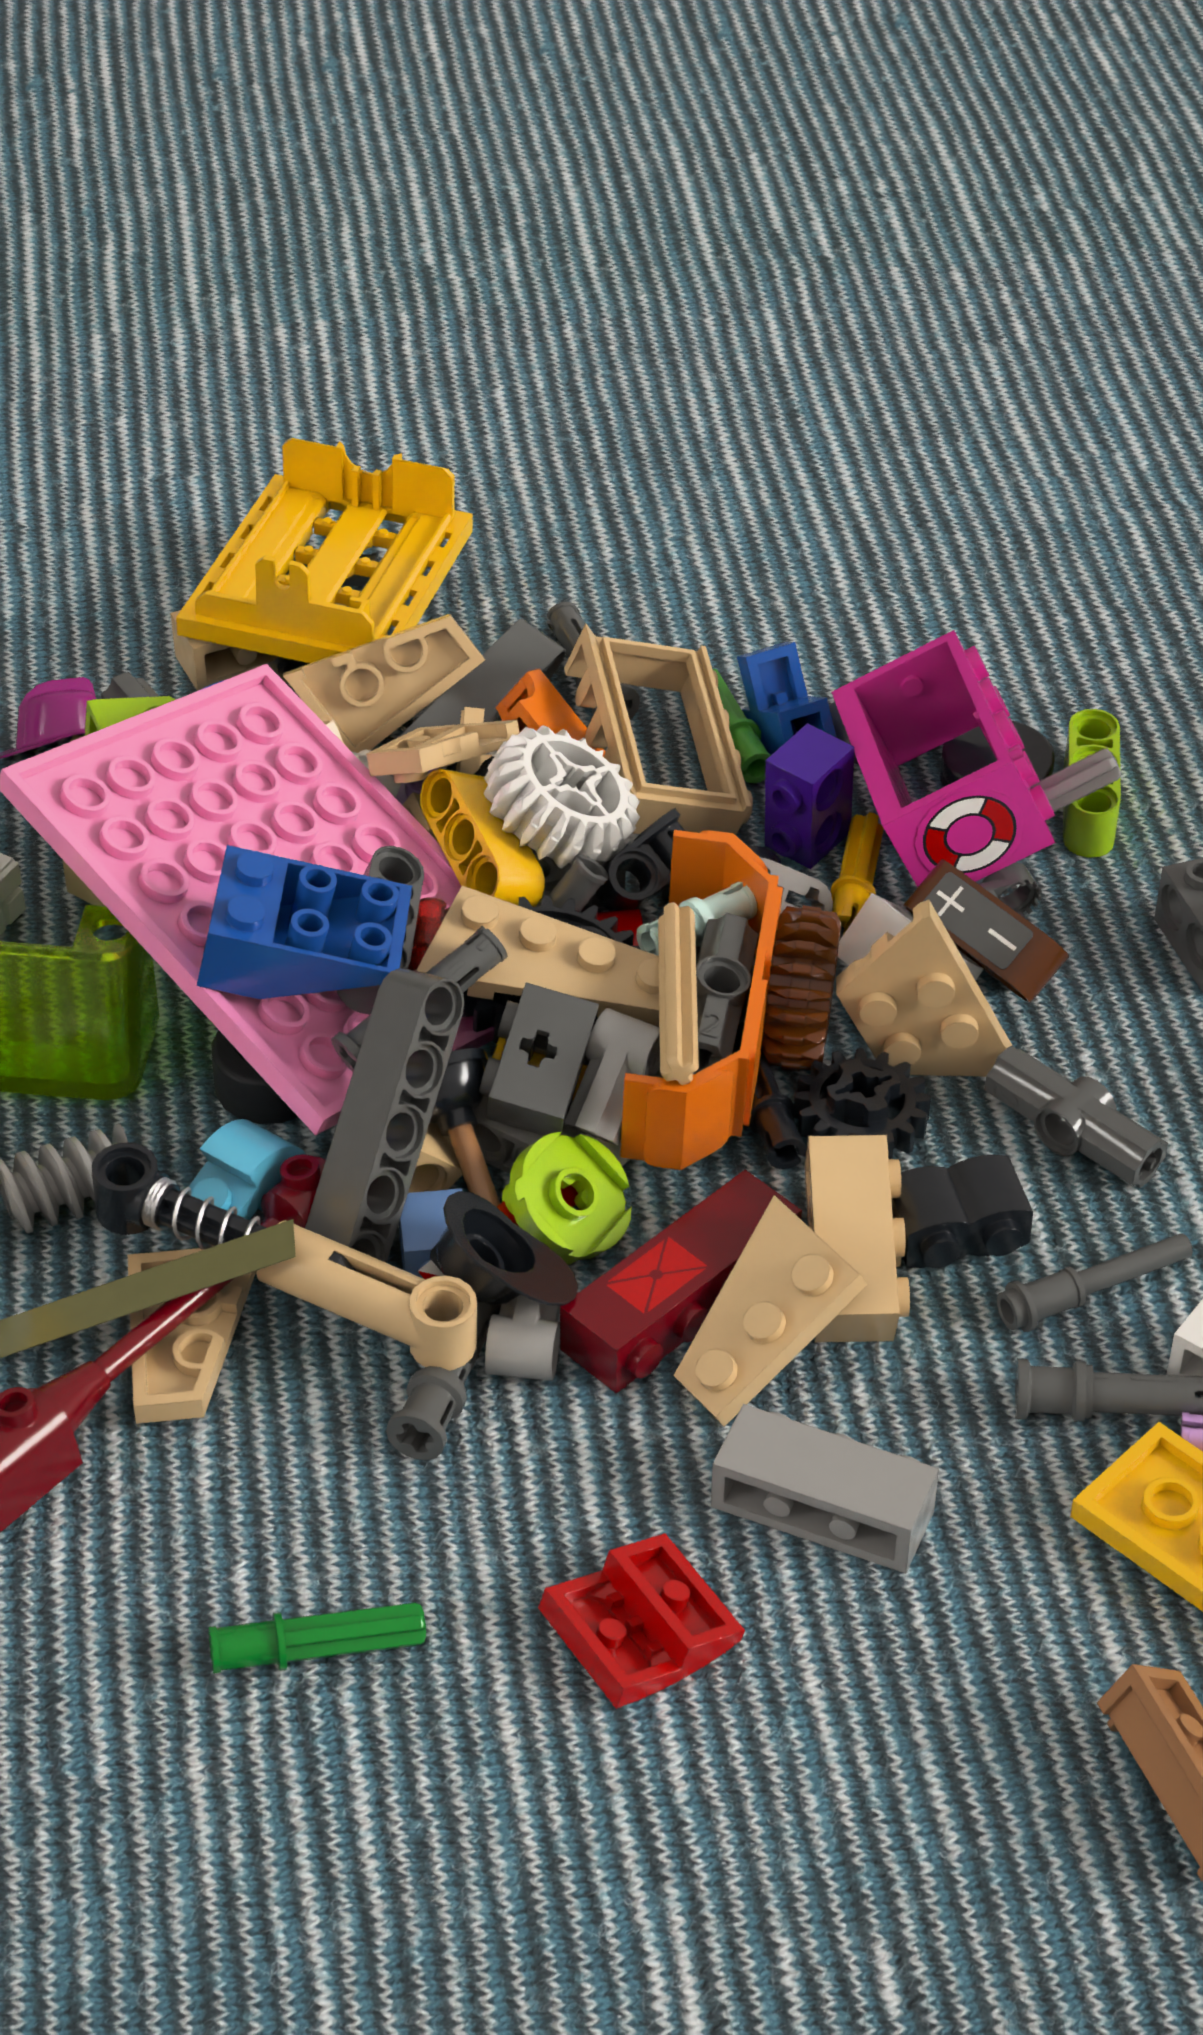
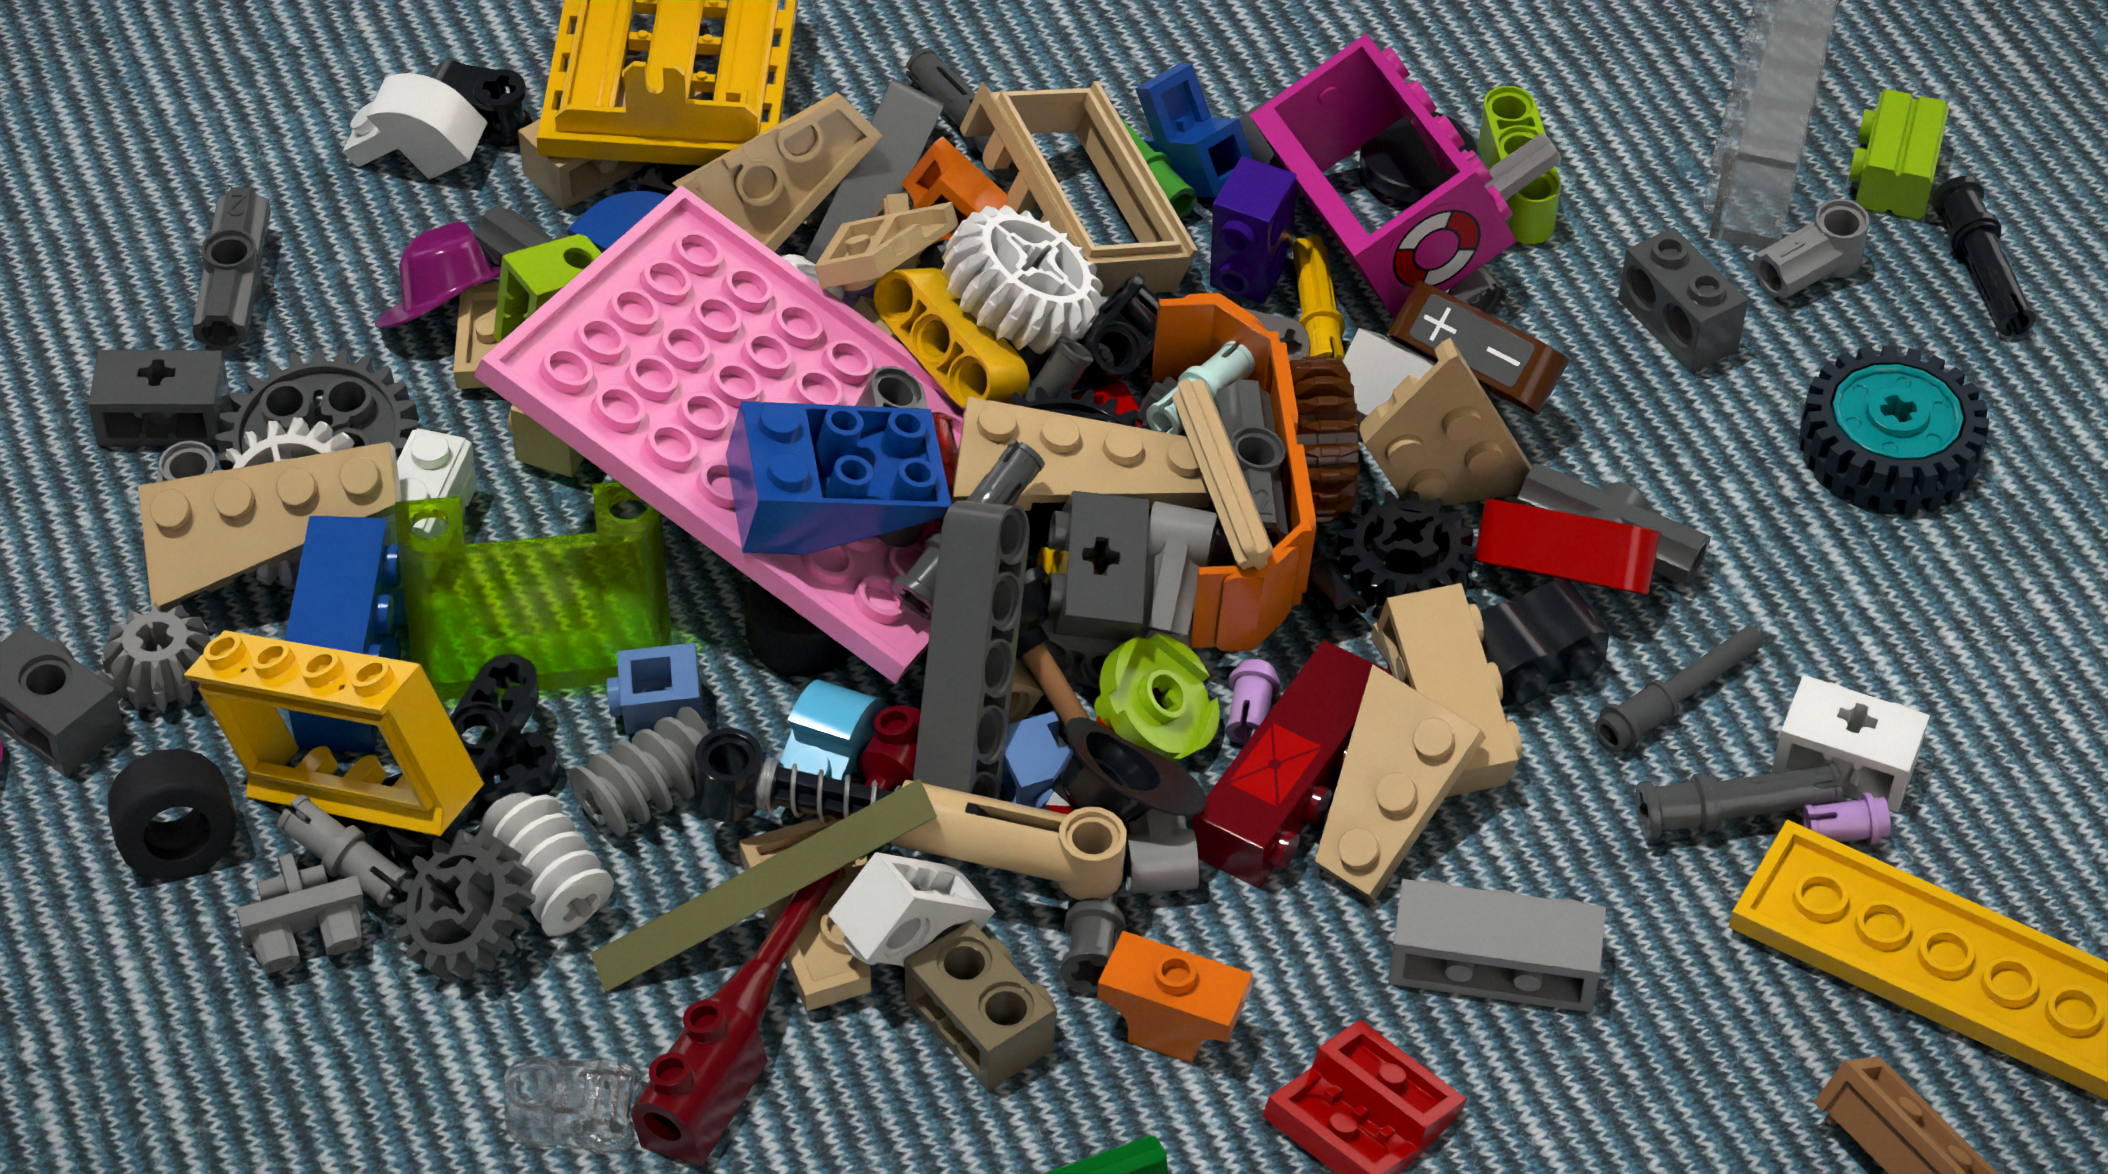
camera: 15 degrees left, 5 degrees up
(91, 593) = (419, 118): none -> white brick
(107, 1097) = (655, 685): none -> medium blue brick
(144, 588) = (487, 94): none -> black piece
(252, 1346) = (905, 906): none -> white brick
(299, 1447) = (970, 1010): none -> dark tan brick
(479, 1472) = (1172, 995): none -> orange brick
(668, 1203) = (1252, 689): none -> lavender pin
(1017, 1126) = (1567, 546): none -> red beam

